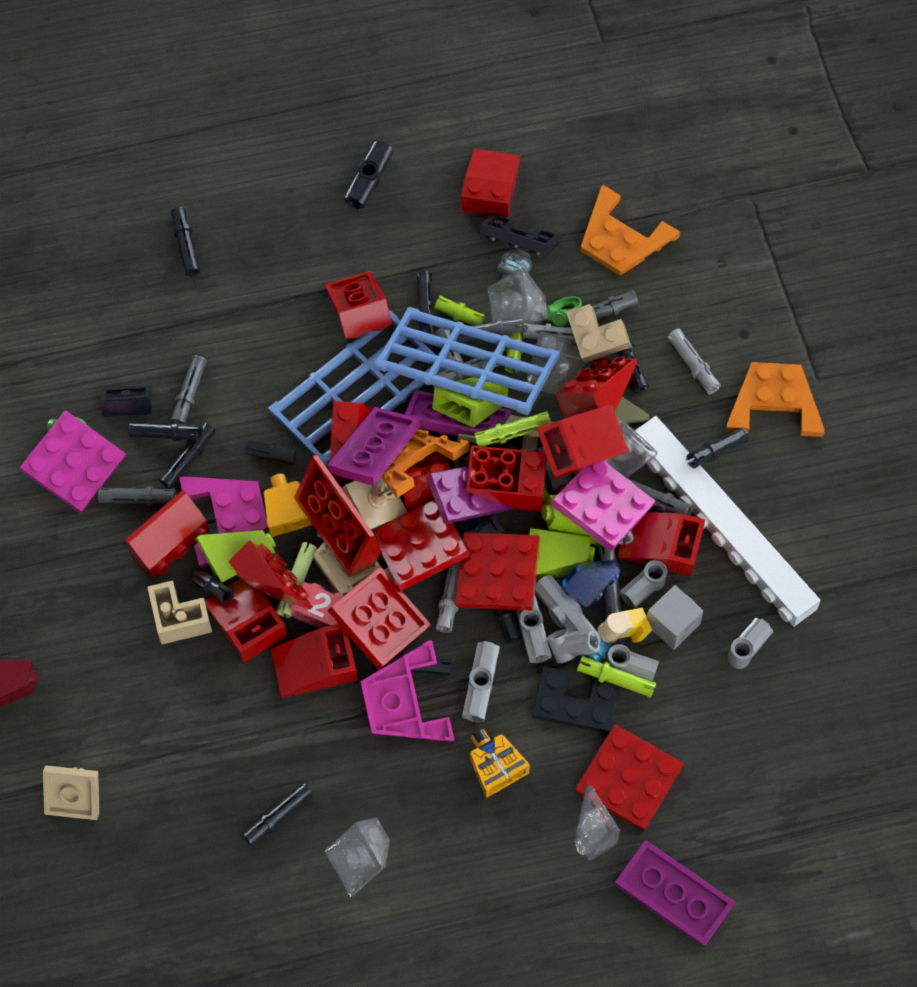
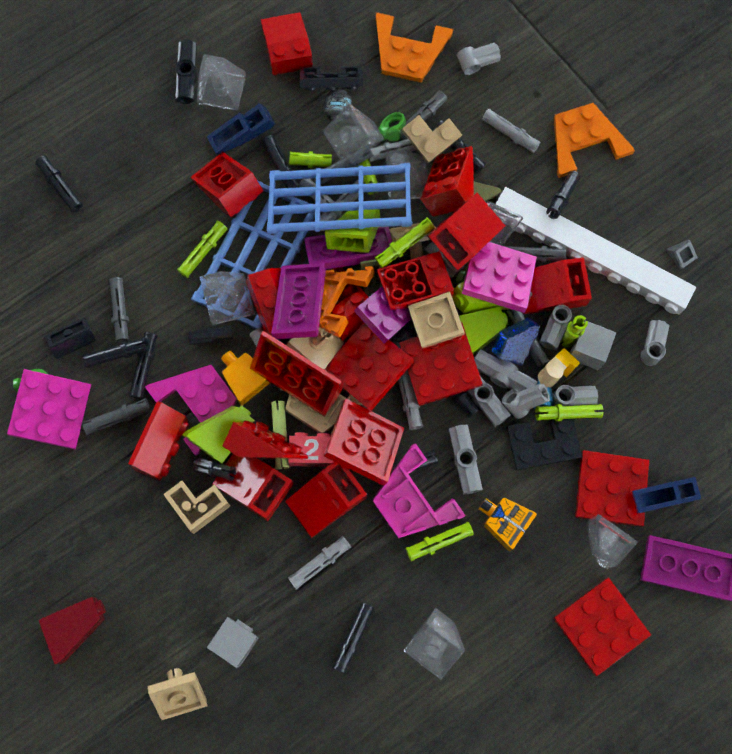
camera: 30 degrees left, 10 degrees up
(152, 764) = (233, 641): none -> light grey head
(277, 724) = (319, 562): none -> light grey pin
(303, 361) = (207, 243): none -> lime pin
(304, 417) = (226, 296): none -> clear slope
(399, 198) = (220, 83): none -> clear slope
(400, 254) = (241, 129): none -> dark blue slope
(414, 754) = (414, 552): none -> lime pin
(510, 521) = (436, 320): none -> tan tile
(549, 915) = (602, 626): none -> red plate
(656, 589) = (573, 331): none -> lime pin
(682, 805) = (666, 495): none -> dark blue slope
(685, 271) = (473, 59): none -> light grey piece
(828, 563) = (682, 253): none -> dark grey slope

